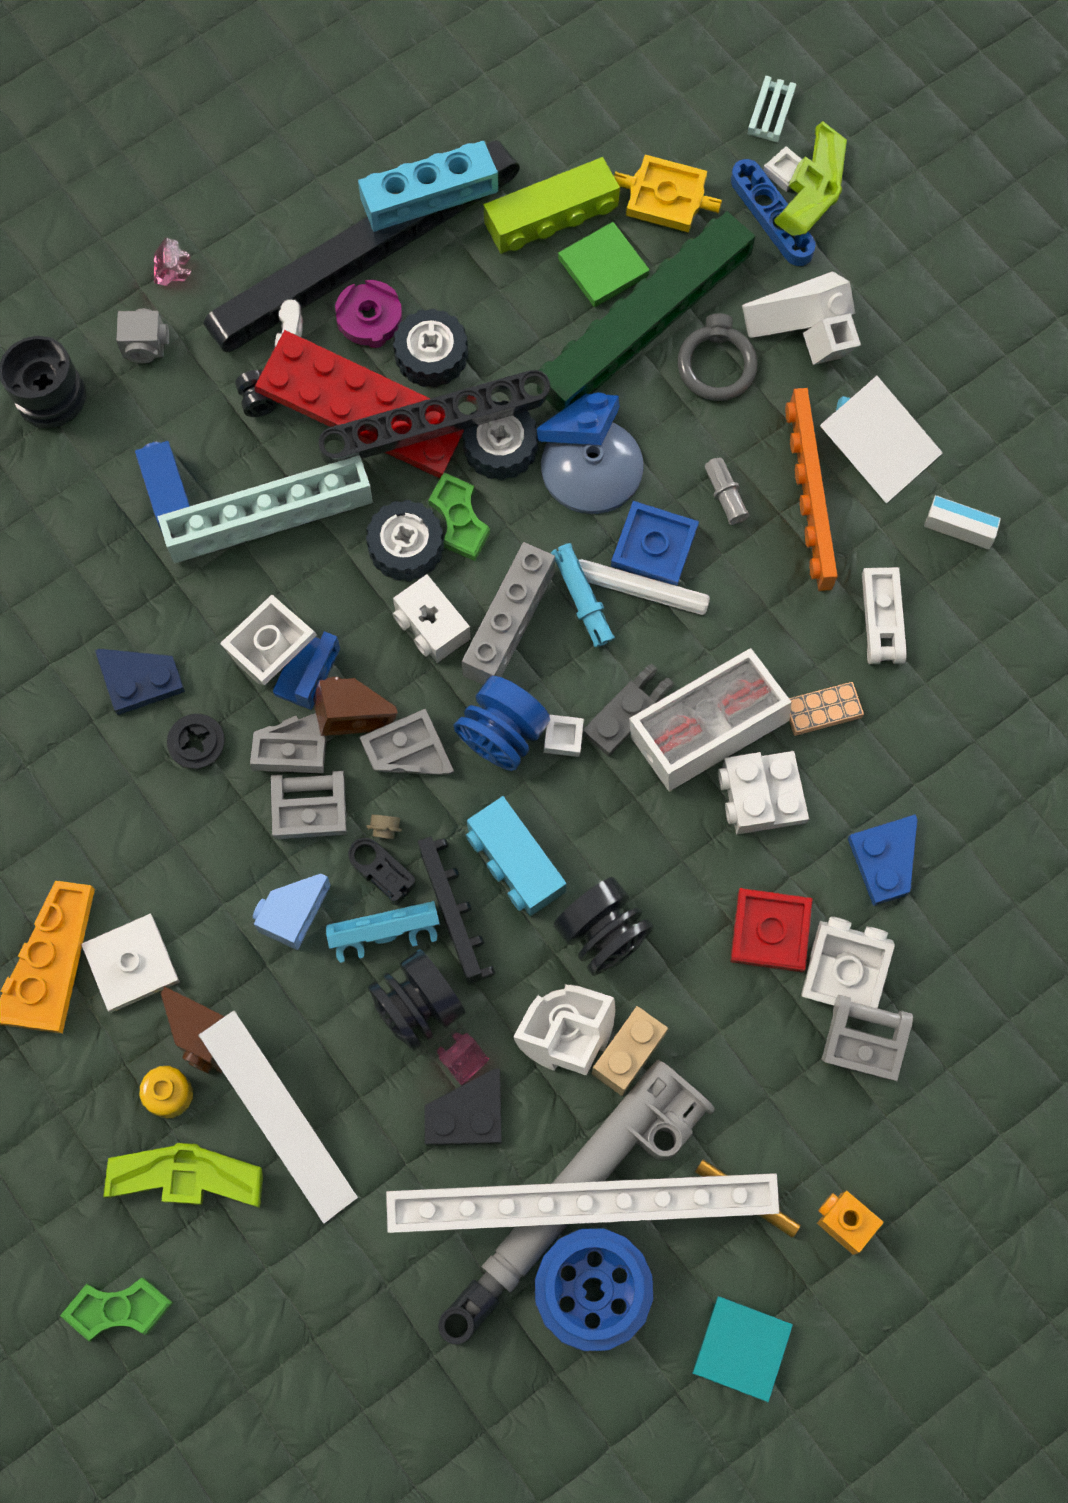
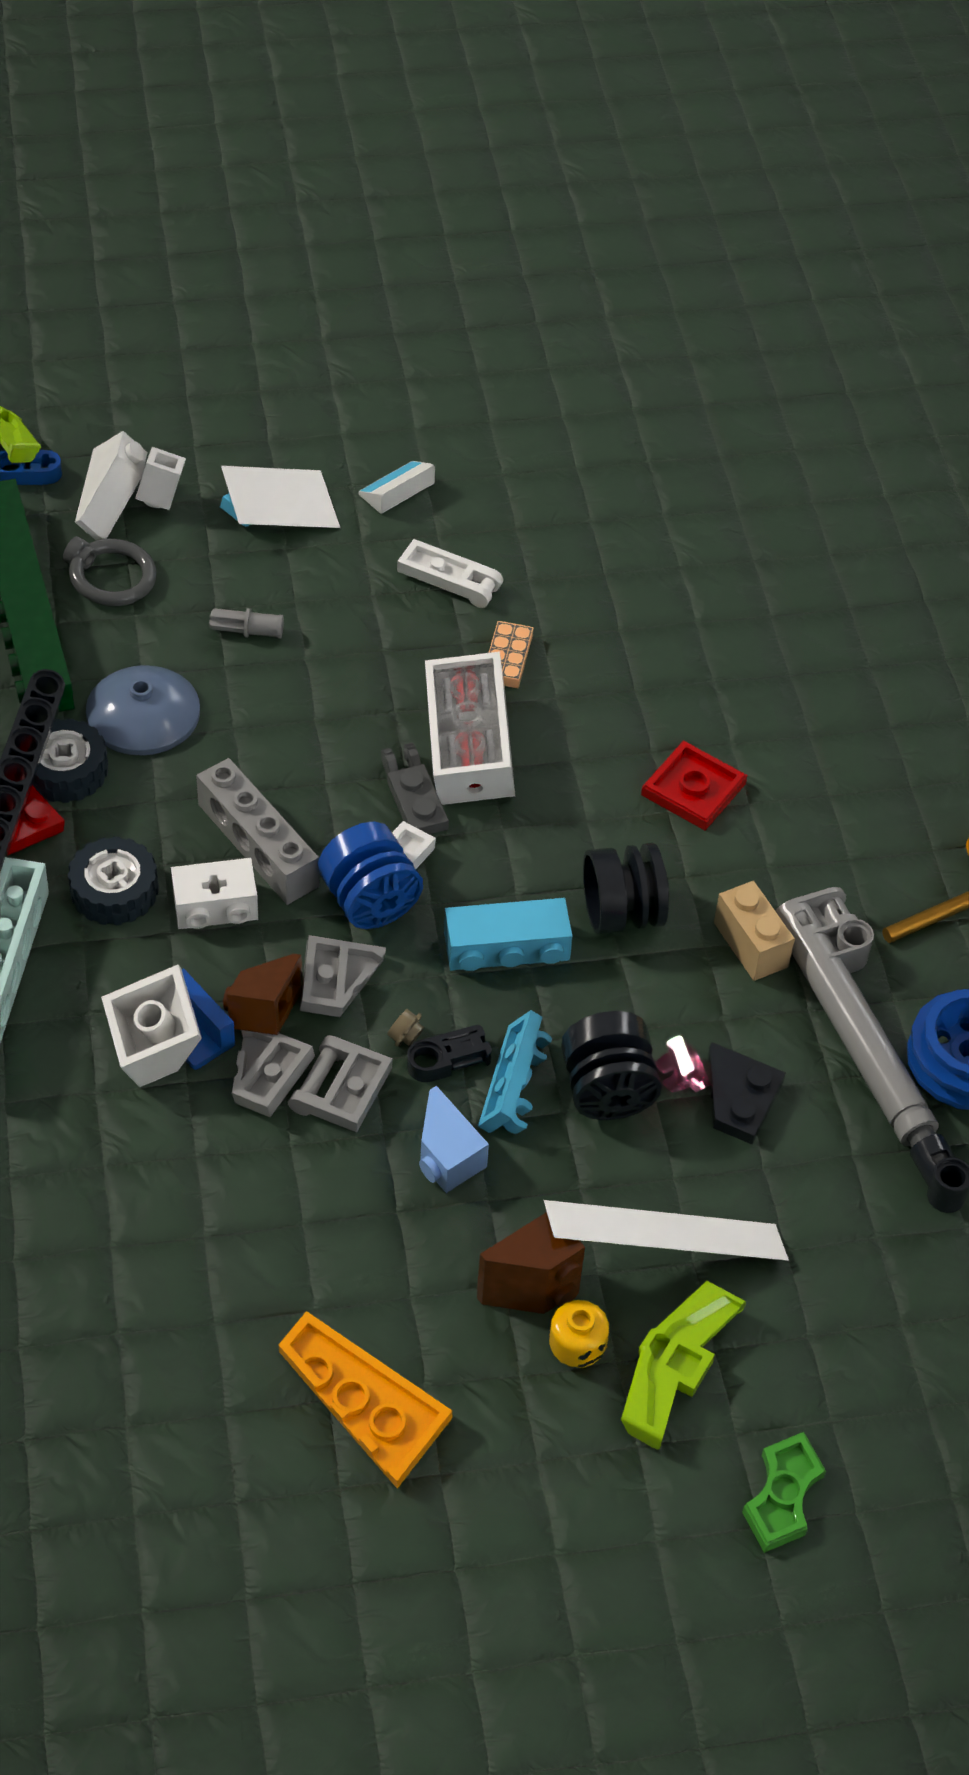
camera: 65 degrees left, 20 degrees down
(130, 963) = (412, 1319): white plate -> none
(138, 678) = (91, 1180): dark blue wing -> none
(201, 726) = (185, 1152): black gear -> none
(451, 911) = (505, 1006): black hinge -> none
(464, 530) = (98, 822): bright green tile -> none
(567, 1028) = (707, 963): white brick -> none
(581, 1202) = (883, 1023): white plate -> none
(582, 421) = (99, 684): blue wing -> none
(588, 608) = (280, 766): medium azure pin -> none
(645, 587) = (296, 726): white axle -> none
(654, 543) = (262, 695): blue plate -> none
(763, 791) = (559, 730): white plate -> none
(813, 498) = (294, 561): orange plate -> none
(848, 963) = (763, 740): white plate -> none
(865, 1050) = (846, 765): light grey plate -> none
(886, 858) = (677, 677): blue wing -> none

